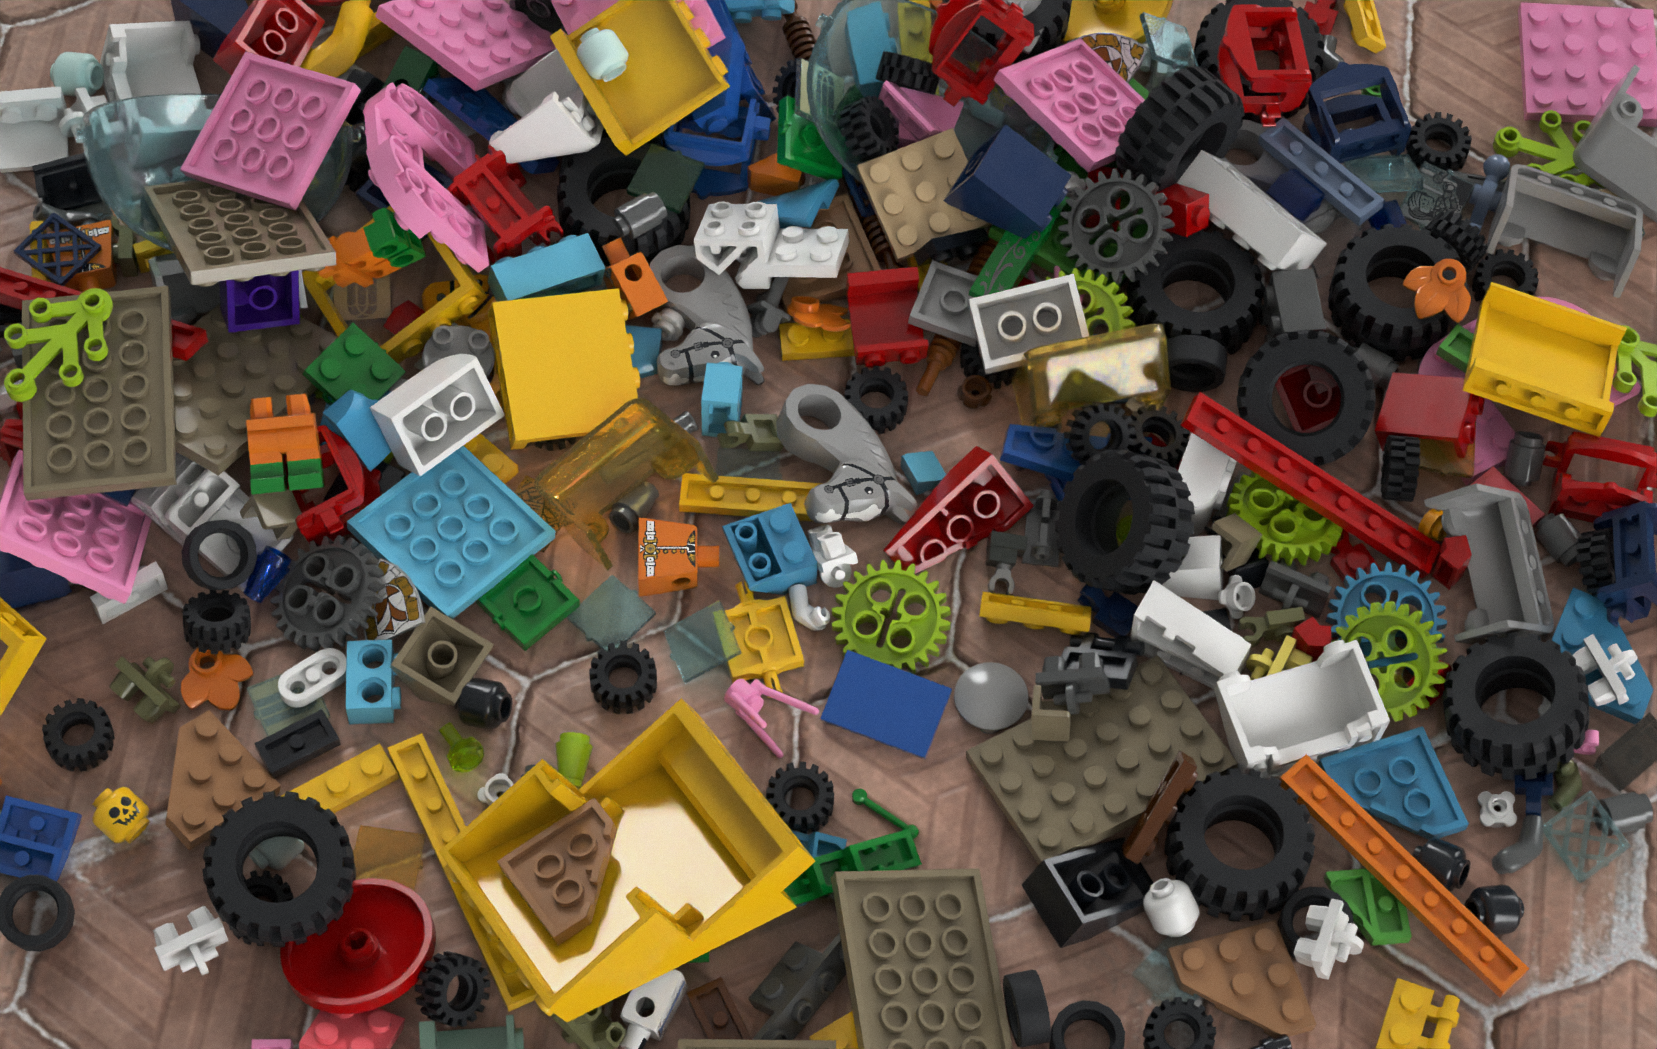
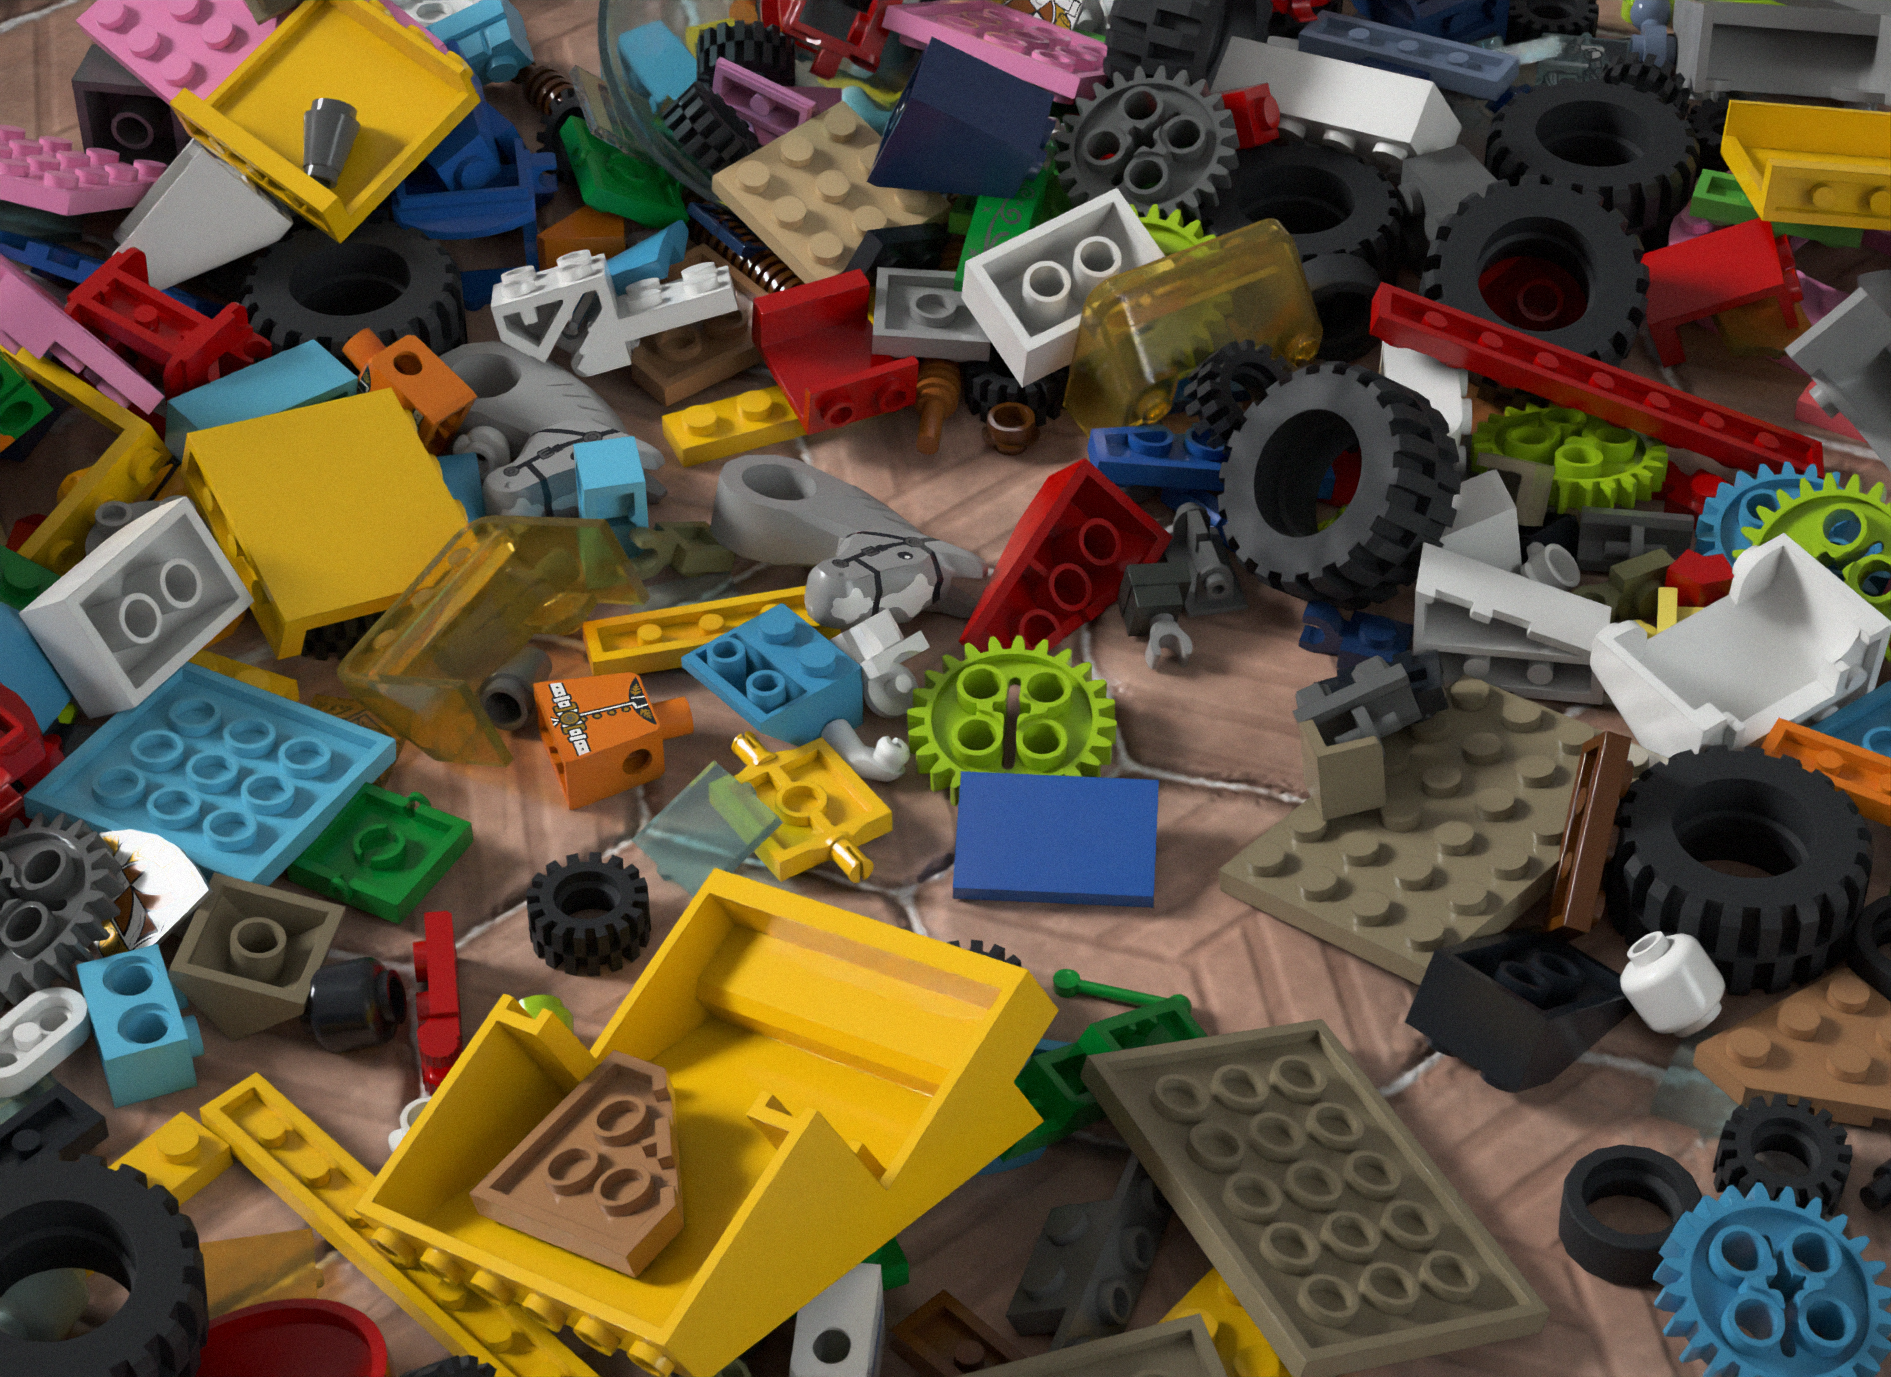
camera: 15 degrees left, 20 degrees down
(461, 749) = (343, 1087): clear neon green plate -> none
(527, 717) = (439, 1008): none -> red hinge
(602, 54) = (264, 101): light aqua head -> none
(611, 614) = (527, 836): clear light blue piece -> none
(632, 92) = (328, 139): none -> dark grey cone
(639, 215) = (391, 292): dark grey brick -> none
(668, 175) = (414, 253): clear green piece -> none
(747, 702) = (827, 882): bright pink plant -> none
(765, 310) = (637, 396): dark grey arm -> none
(811, 314) = (700, 381): orange plate -> none
(882, 382) = (865, 457): black tyre -> none
(922, 470) = (971, 534): medium azure slope -> none
(991, 696) = (1223, 795): light grey dish -> none
(1026, 1008) = (1511, 1180): black tyre -> none
(1035, 613) = (1242, 668): yellow plate -> none
(1400, 468) = (1713, 355): black tyre -> none
(1431, 525) = (1800, 416): light orange plate -> none
(1437, 293) = (1659, 126): orange plate -> none
(1452, 560) = (1862, 434): red piece -> none

